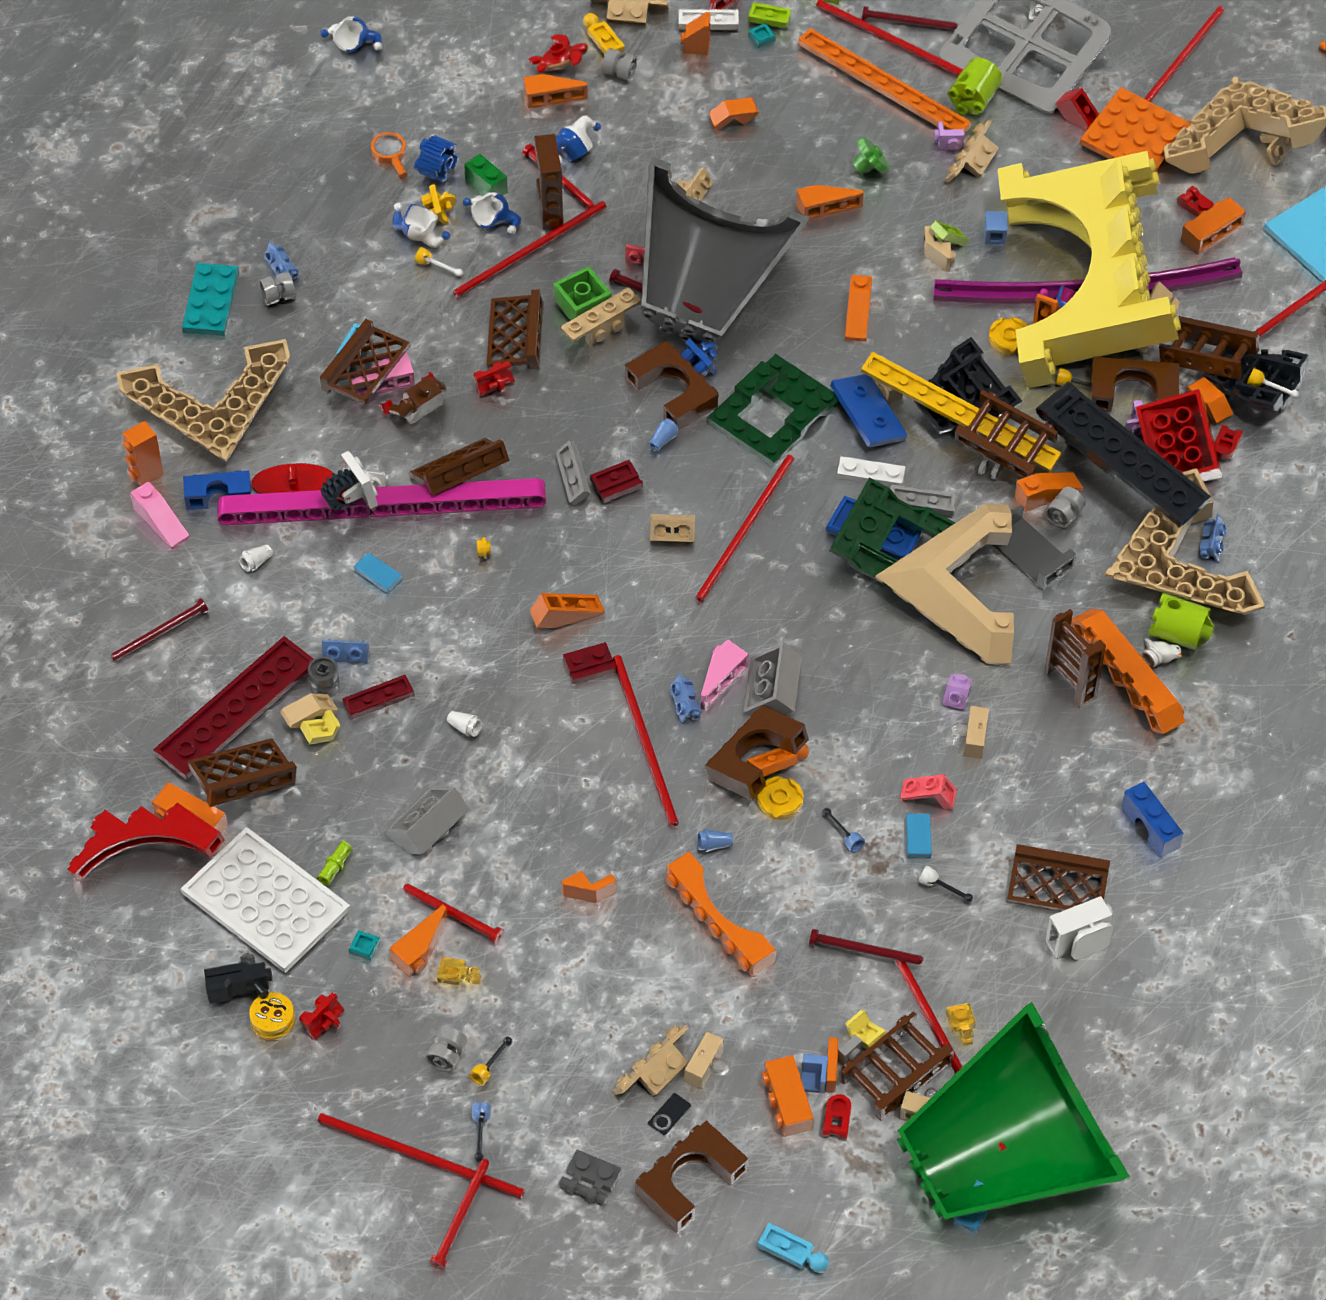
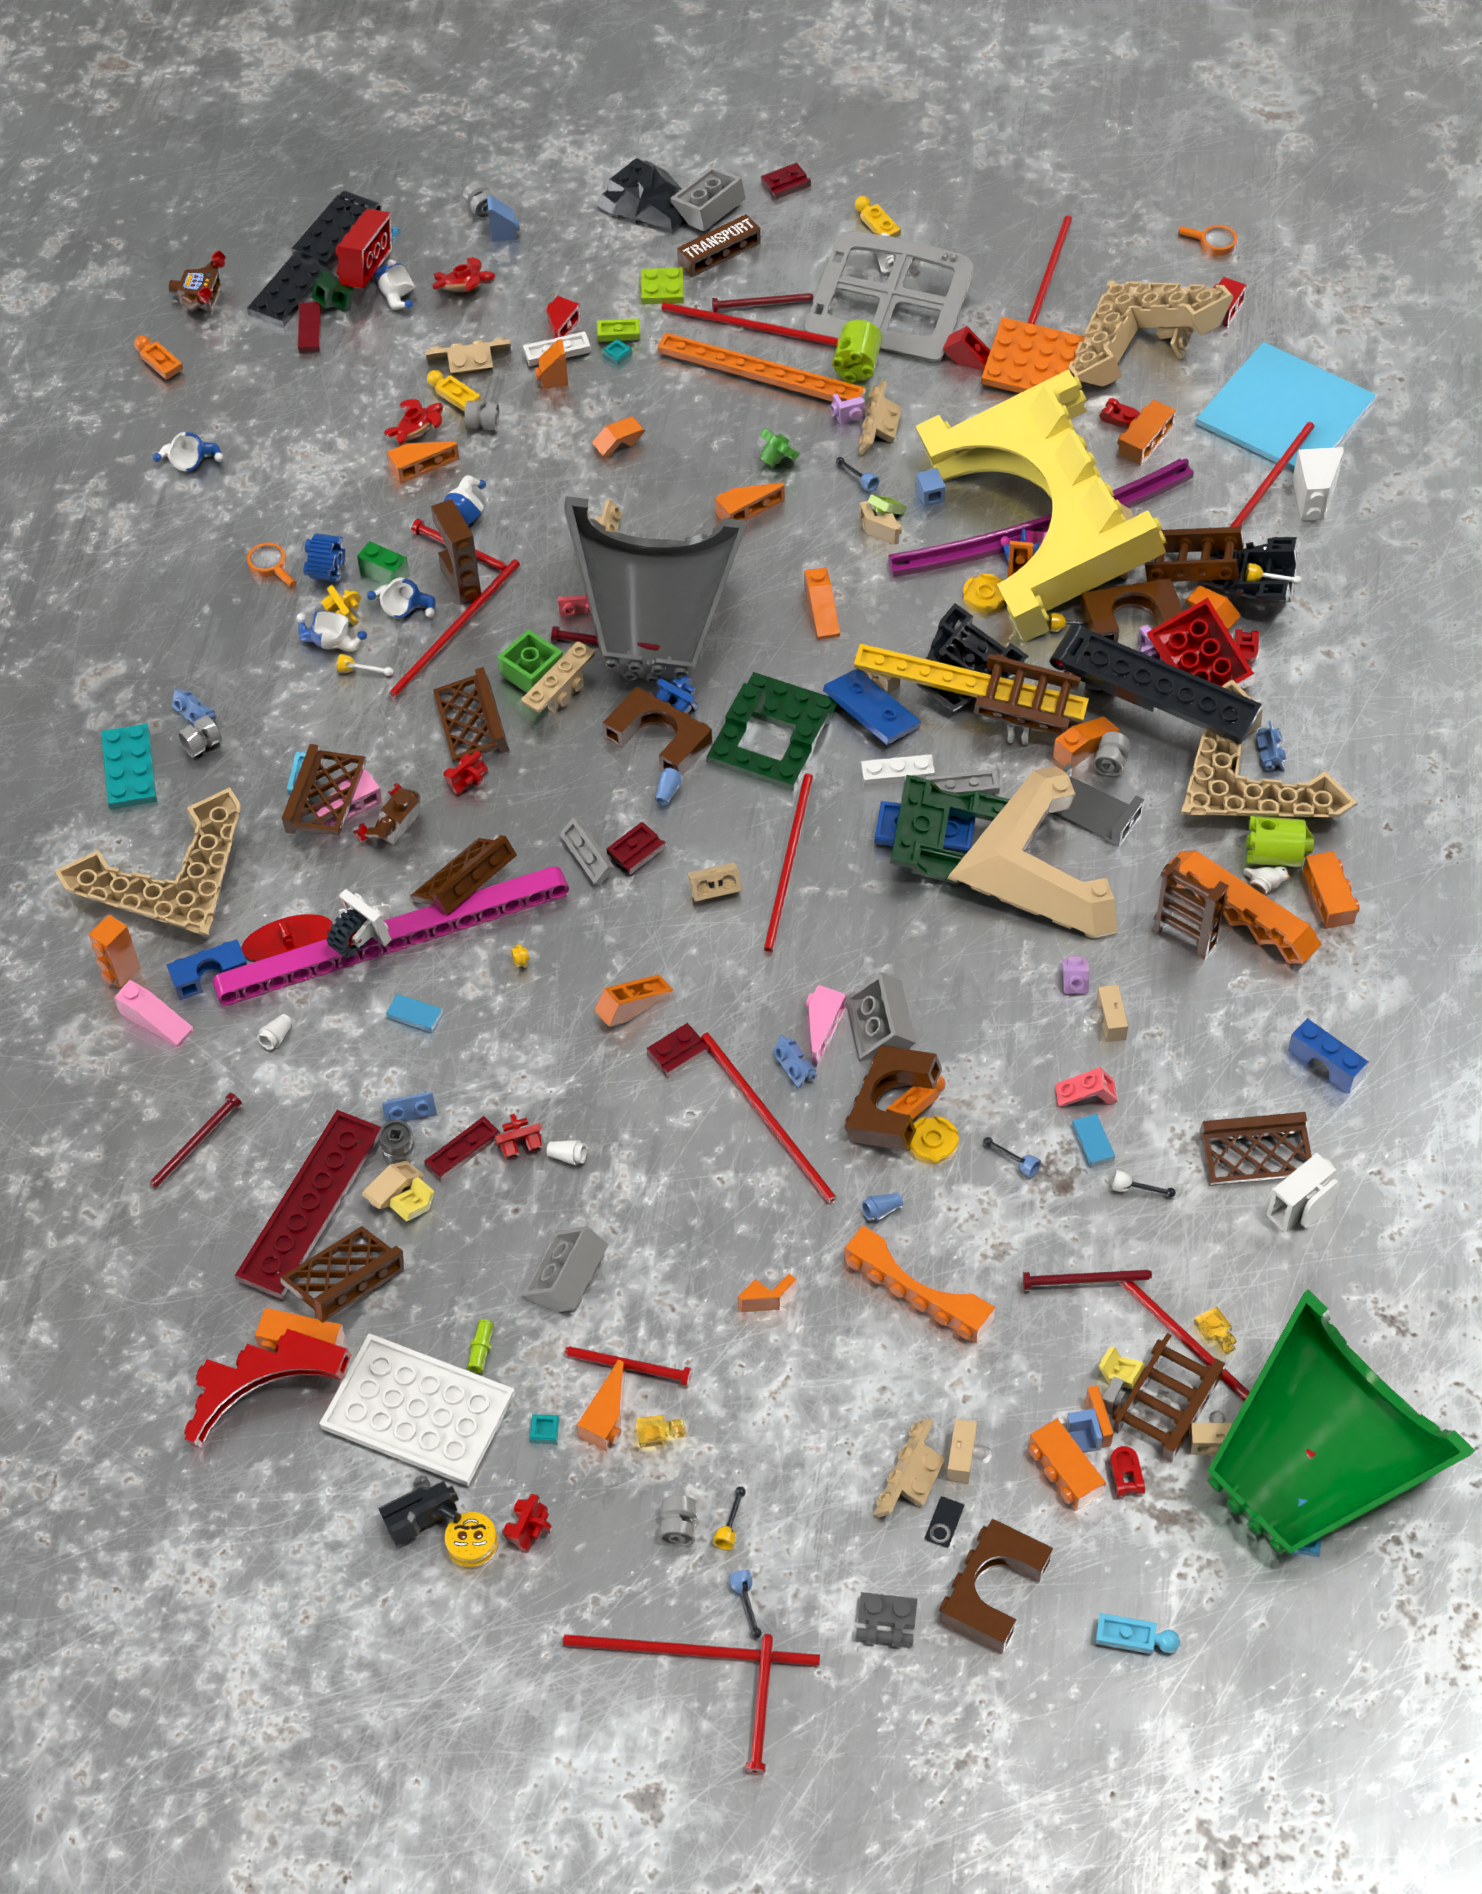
camera: 15 degrees left, 0 degrees up
(431, 696) = (508, 1140): none -> red hips
(943, 207) = (868, 480): none -> medium blue hinge
(1215, 676) = (1330, 889): none -> orange brick

